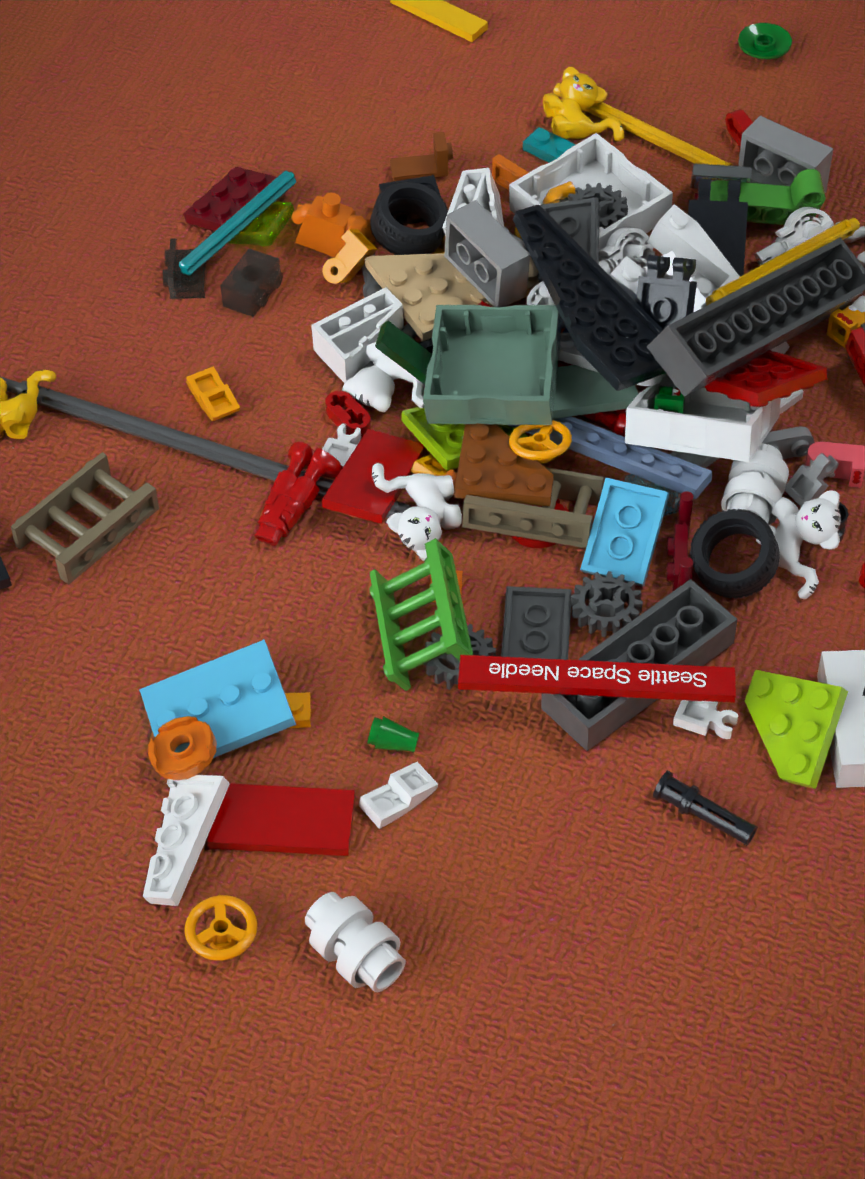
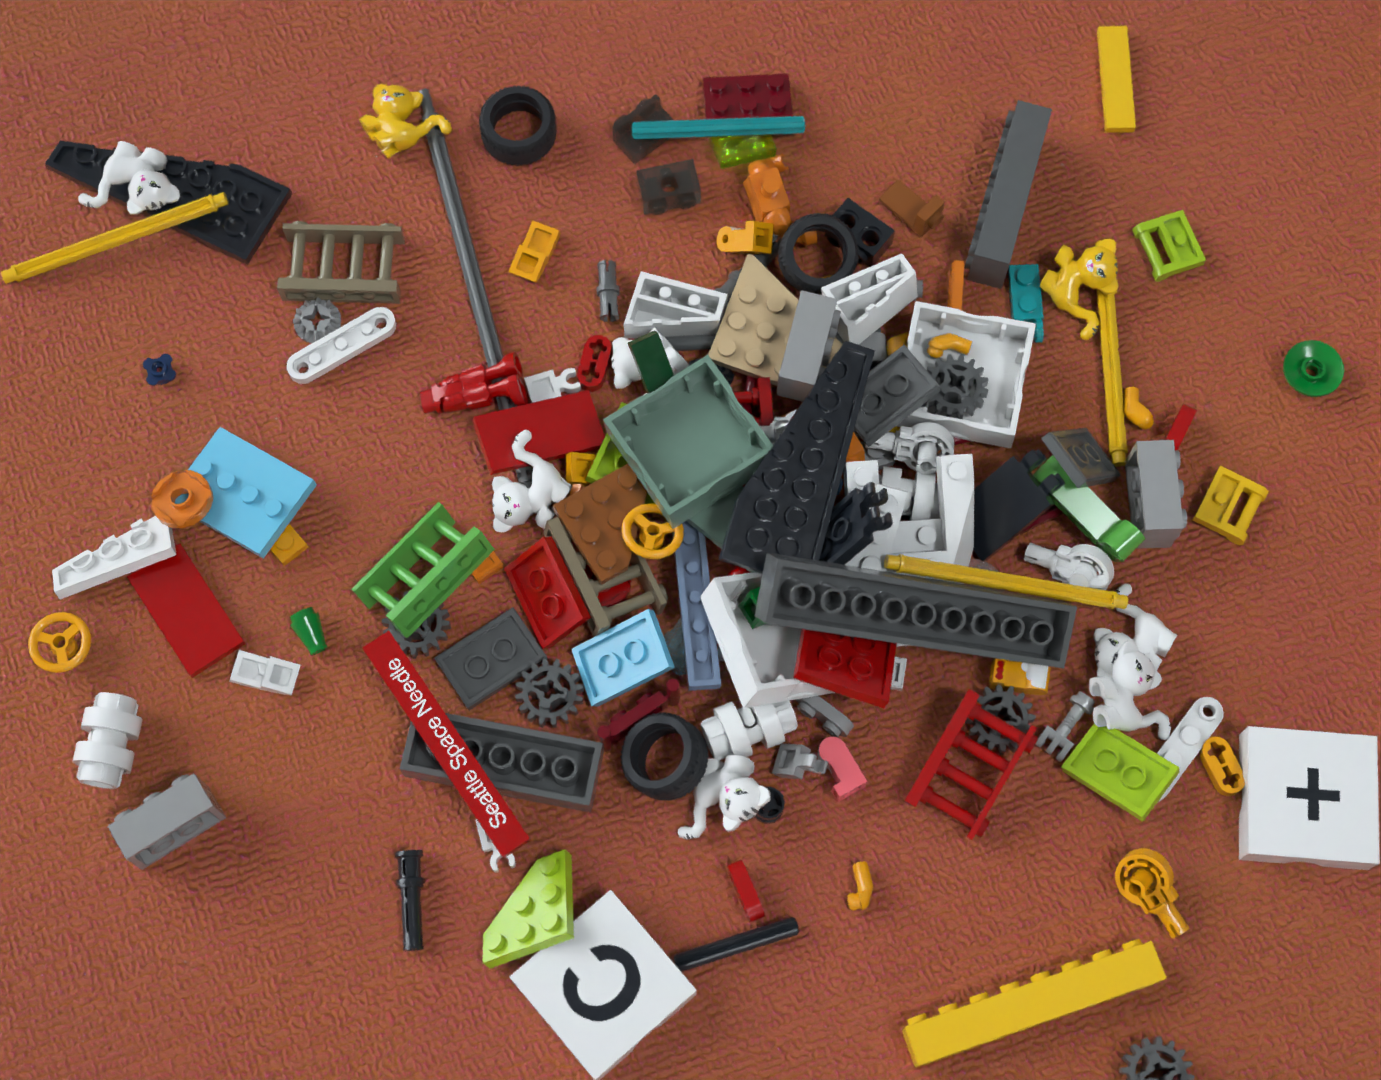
camera: 50 degrees right, 20 degrees up
(40, 710) = (162, 377): none -> dark blue plate
(102, 356) = (512, 100): none -> black tyre
(115, 578) = (305, 327): none -> light grey gear
(157, 562) = (341, 345): none -> white plate
(296, 370) = (608, 291): none -> dark grey pin
(472, 100) = (1007, 194): none -> dark grey brick
(475, 937) = (166, 821): none -> light grey brick
(520, 549) = (547, 592): none -> red plate
(598, 51) = (1177, 240): none -> lime plate
(707, 143) = (1135, 411): none -> light orange arm
(818, 129) = (1221, 500): none -> yellow plate

